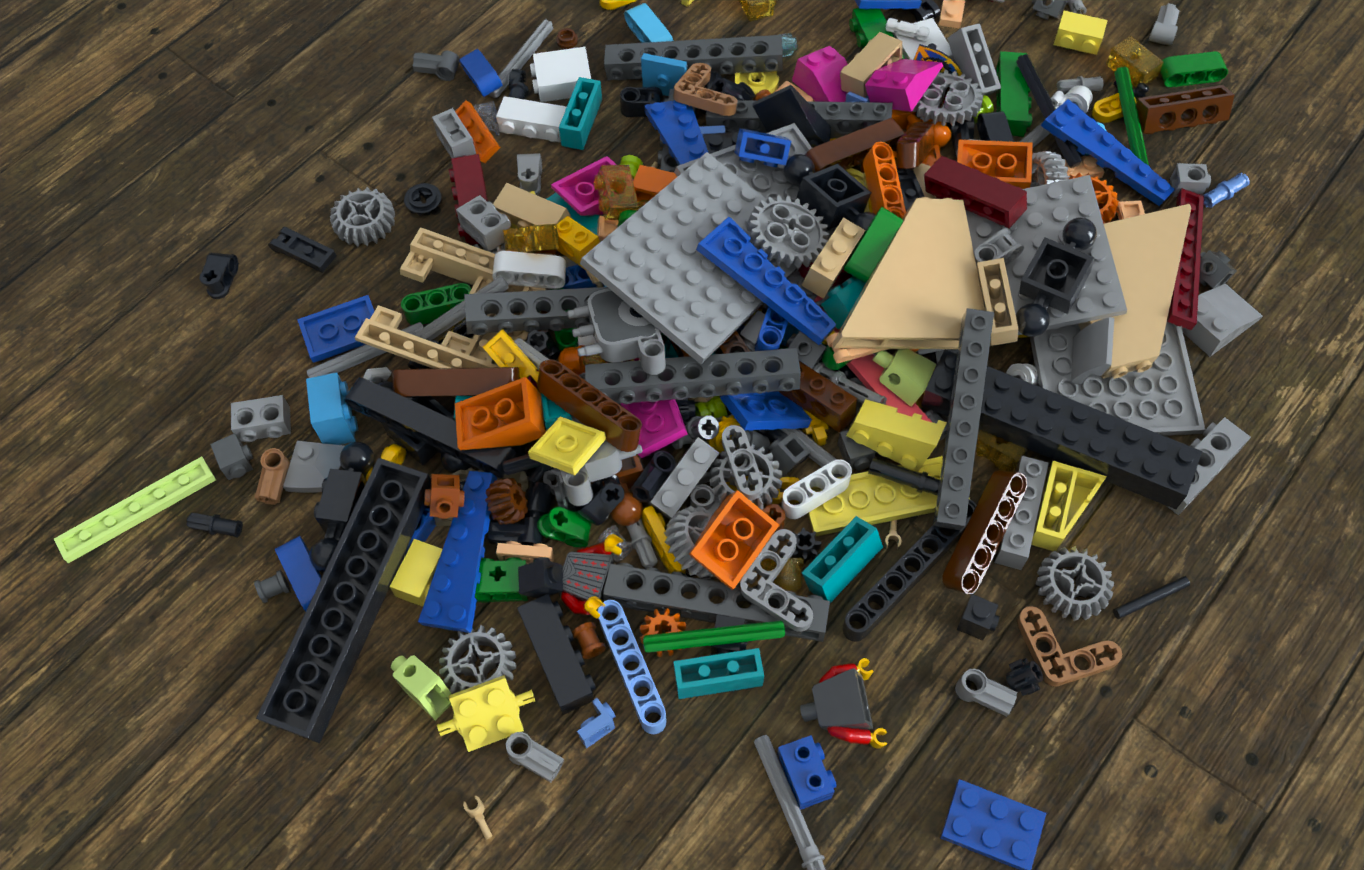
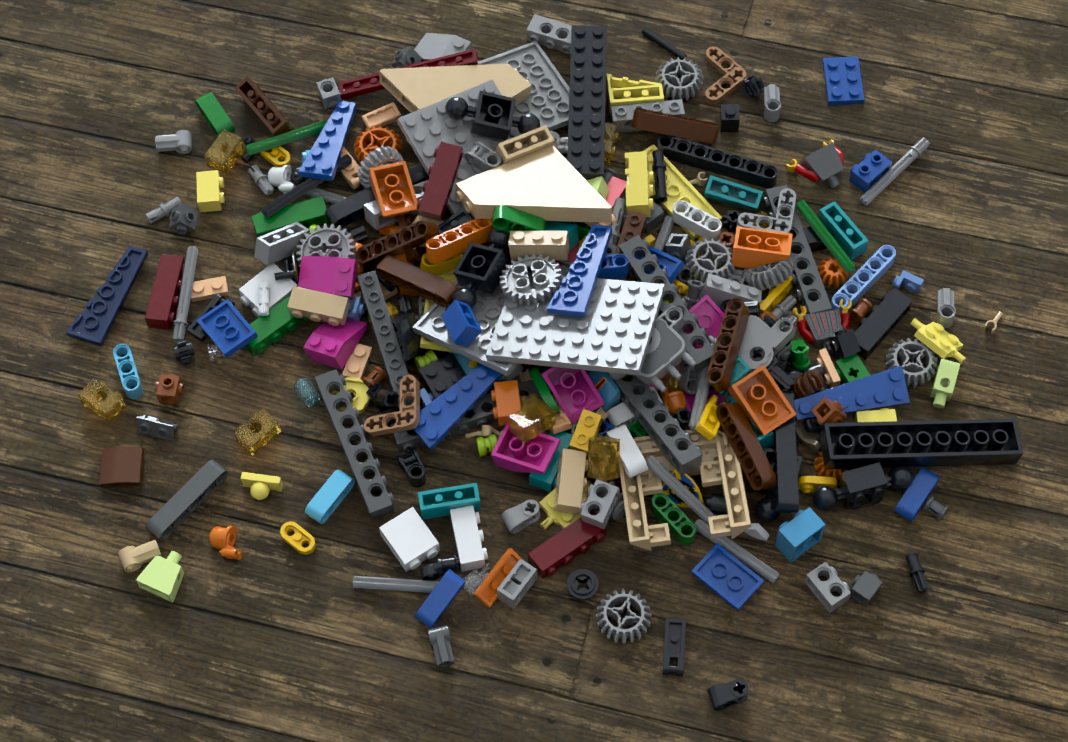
camera: 115 degrees left, 0 degrees up
(134, 510) = (937, 630): yellowish green plate -> none
(272, 478) = (866, 552): medium nougat piece -> none
(311, 465) = (842, 533): light grey plate -> none
(567, 38) = (365, 558): reddish brown plate -> none
(567, 445) = (764, 342): light yellow plate -> none
(661, 72) = (386, 453): dark azure plate -> none
(743, 451) = (705, 265): light grey beam -> none
(963, 419) = (618, 141): dark grey brick -> none
(1092, 350) = (528, 95): light grey slope -> none
(1225, 190) = (326, 71): medium blue pin -> none

